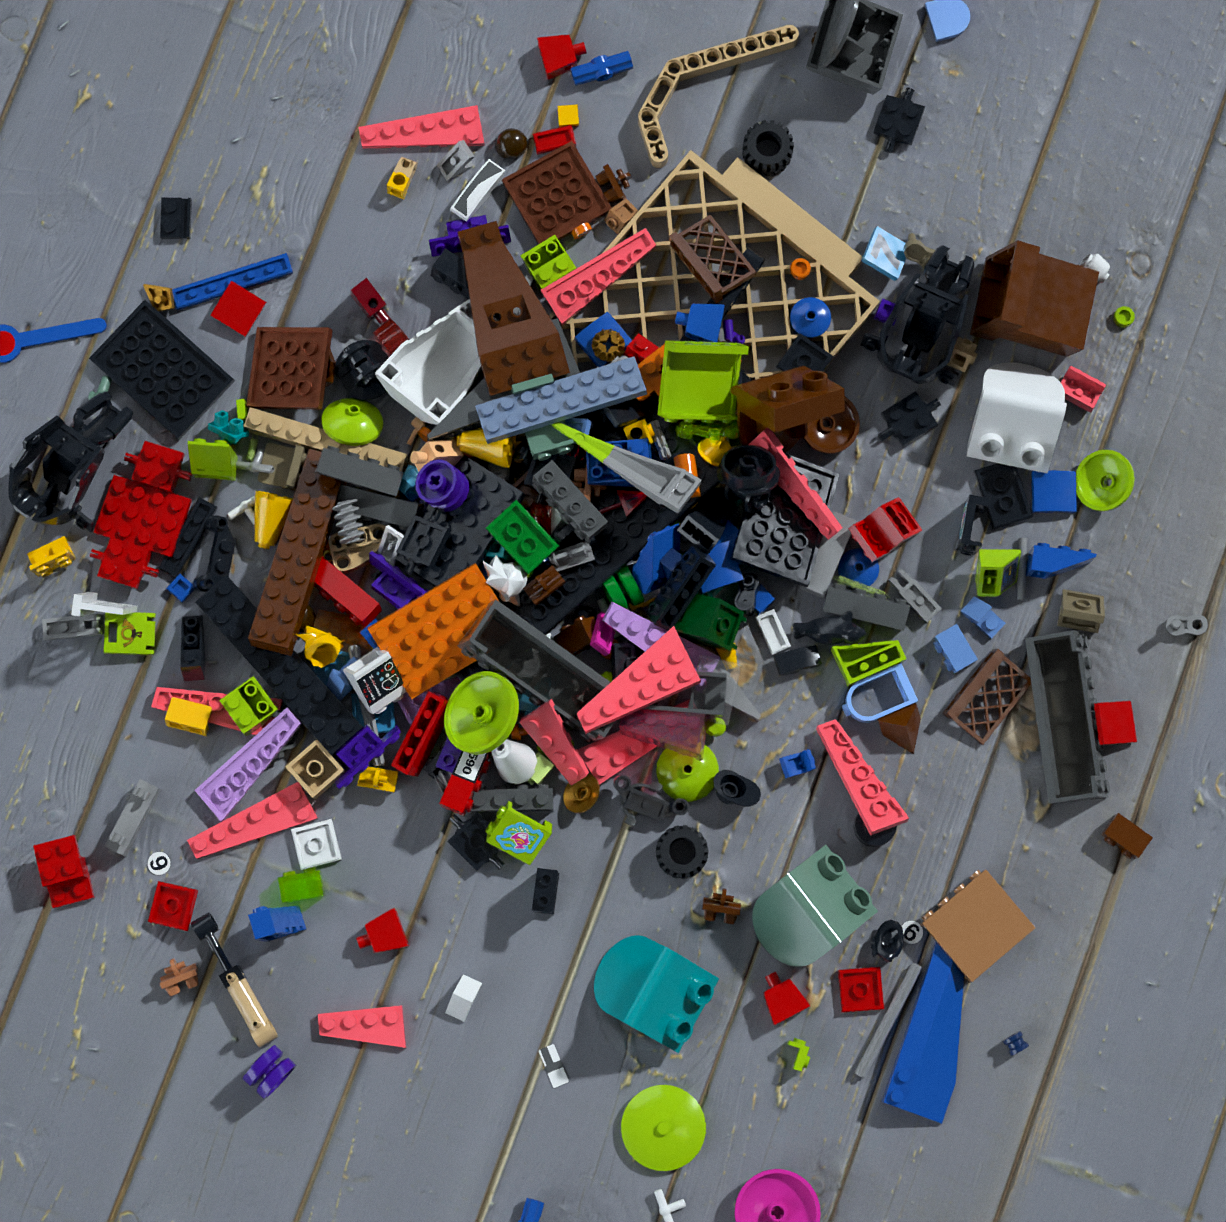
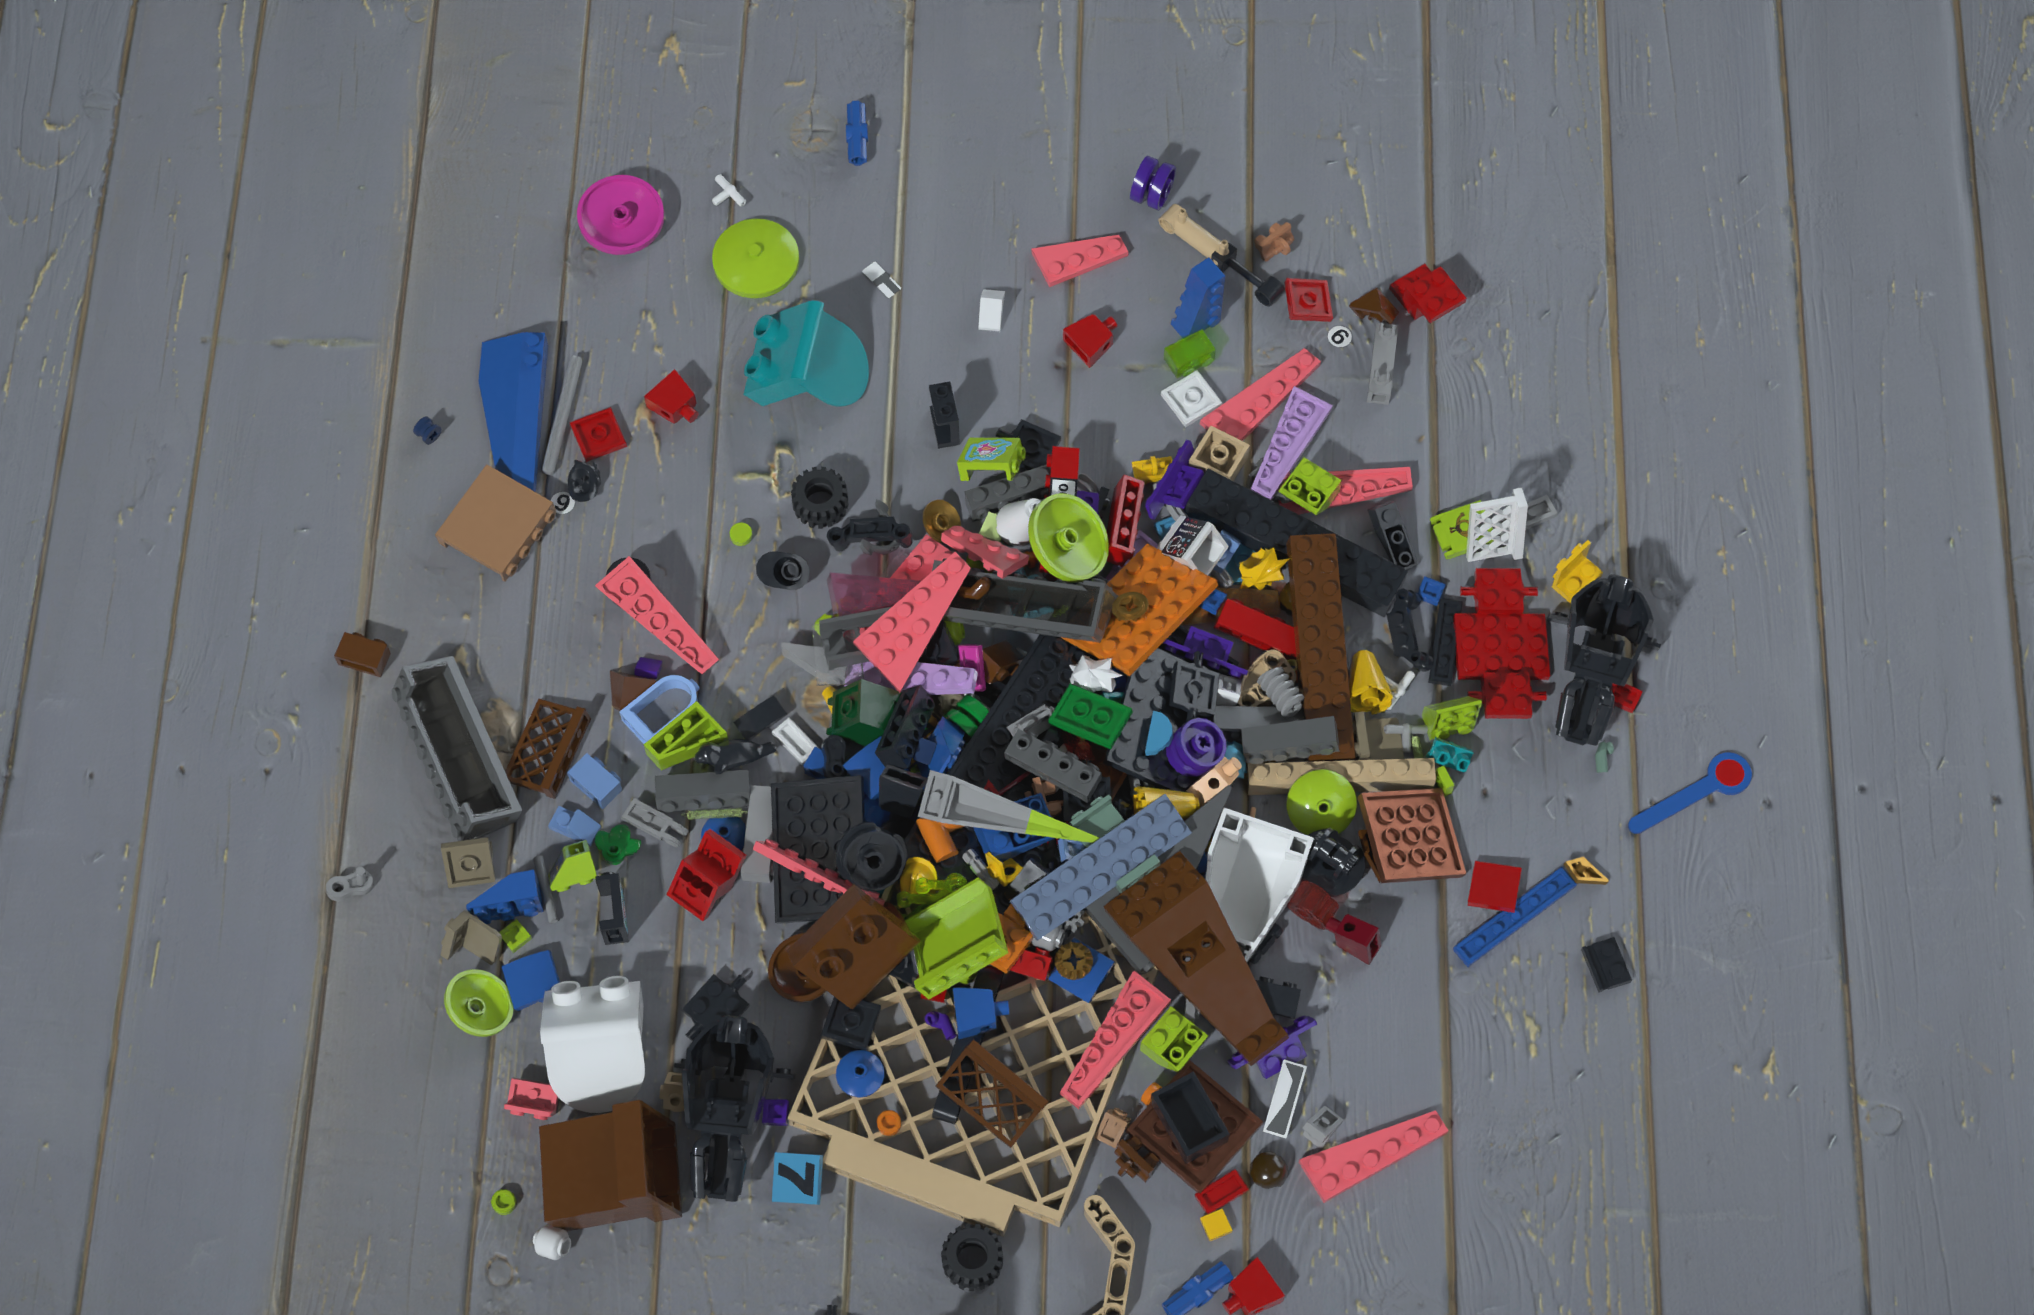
camera: 160 degrees right, 15 degrees down
(115, 870) = (1375, 306): none -> reddish brown slope
(162, 369) = (1548, 798): black plate -> none
(188, 716) = (1368, 469): yellow panel -> none
(401, 177) = (1376, 1088): leg -> none
(454, 635) = (1125, 601): none -> pearl gold gear
(468, 504) = (1159, 734): none -> dark azure tile
(544, 585) = (1050, 683): reddish brown hips -> none
(560, 192) = (1189, 1117): none -> black piece
(573, 702) = (977, 591): none -> reddish brown arm
(685, 785) = (834, 562): lime dish -> none
(723, 904) = (762, 462): reddish brown hips -> none
(761, 844) = (740, 534): none -> lime tile
(797, 763) = (728, 617): blue bracket -> none
(802, 1059) = (642, 362): lime bracket -> none
(811, 910) = (664, 481): sand green plate -> none
(880, 740) = (648, 668): none -> dark purple tile
(917, 251) = (761, 1191): dark tan piece -> none
(950, 591) = (616, 841): none -> green plate
(1006, 494) = (586, 956): black tile -> none
(1058, 536) = (515, 936): none -> lime tile
(1095, 544) = (473, 935): none -> dark tan bracket
(1115, 722) = (402, 759): red tile -> none

